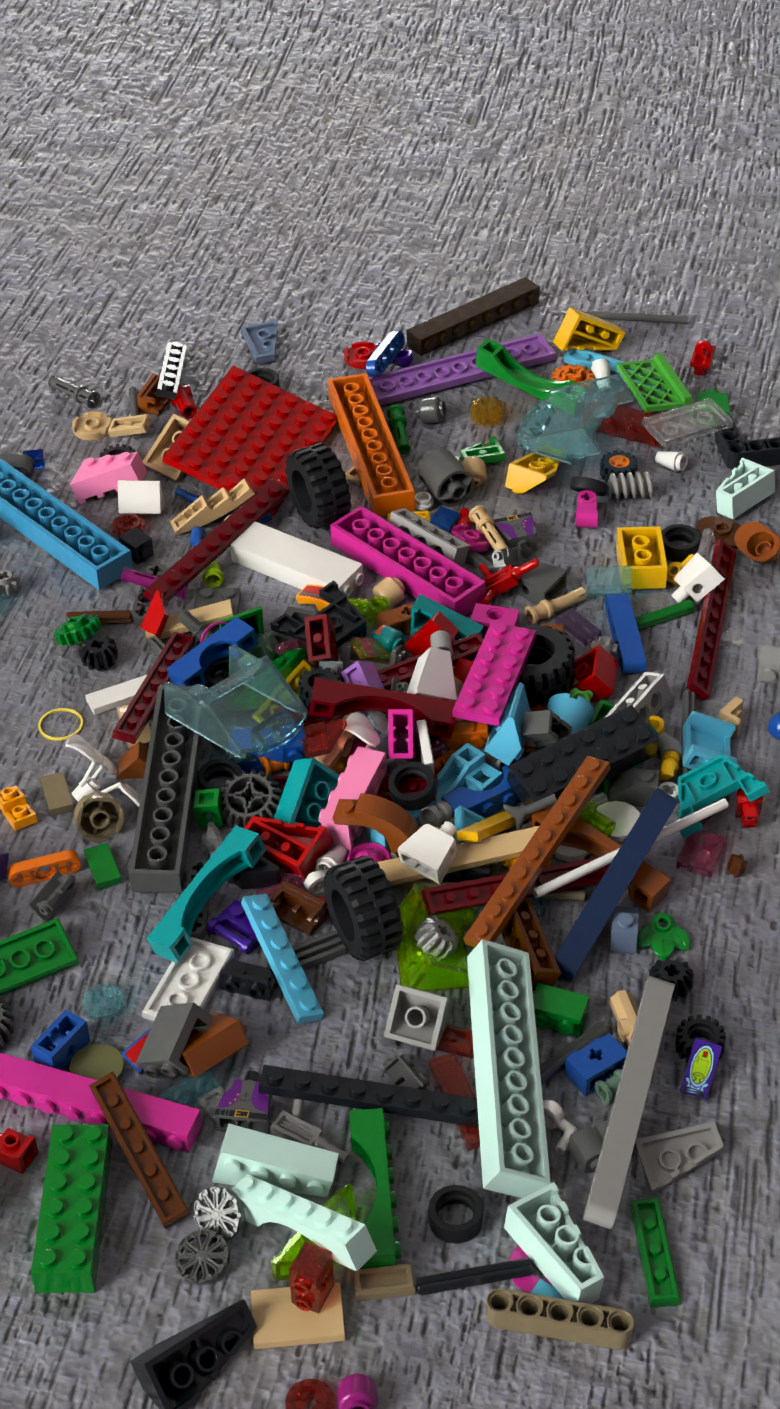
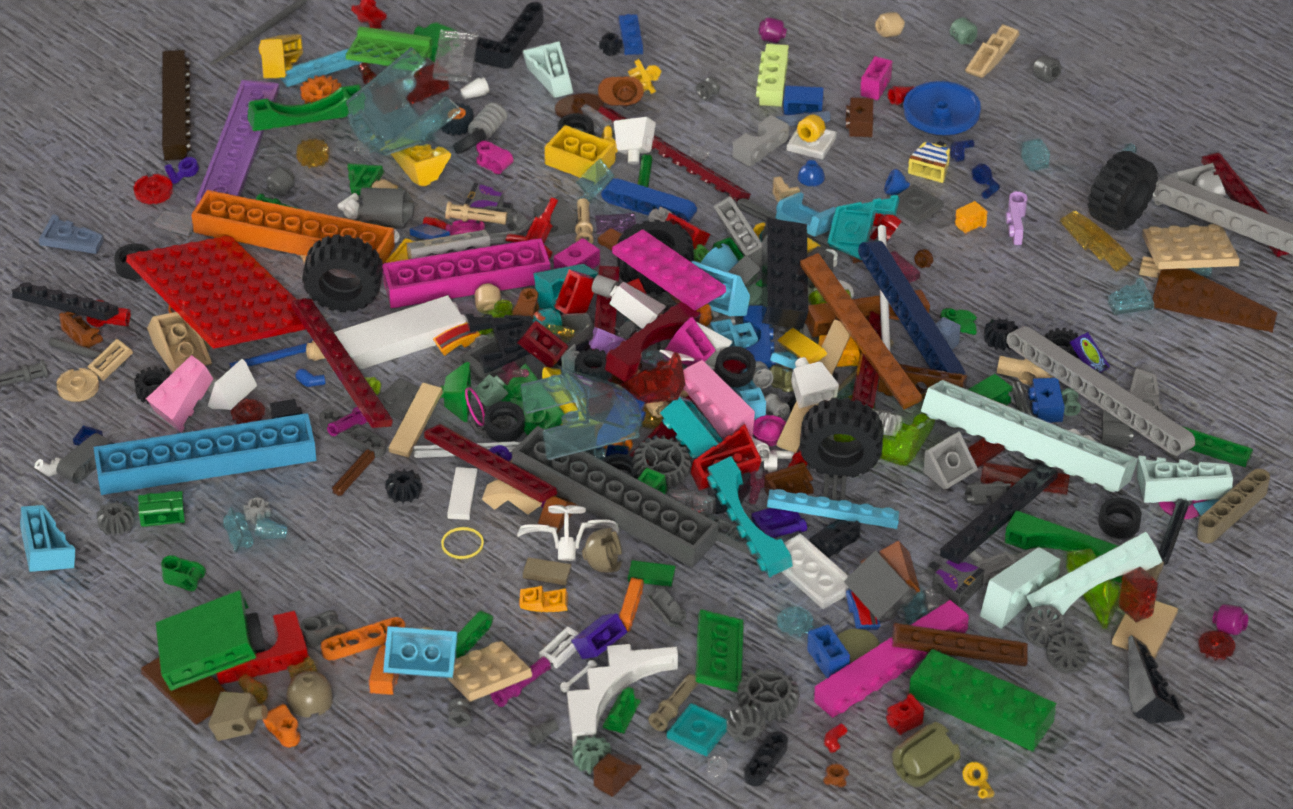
camera: 60 degrees left, 0 degrees up
(77, 629) = (367, 486): green gear -> none
(156, 615) = (403, 431): red tile -> none
(192, 666) = (500, 432): blue arch -> none
(193, 624) = (436, 416): dark grey axle -> none
(205, 511) = (285, 351): tan slope -> none
(378, 814) = (763, 389): dark orange arch -> none
(385, 353) = (183, 171): blue beam -> none
(521, 813) = (807, 326): dark grey piece -> none
(600, 368) = (332, 69): white cone -> none

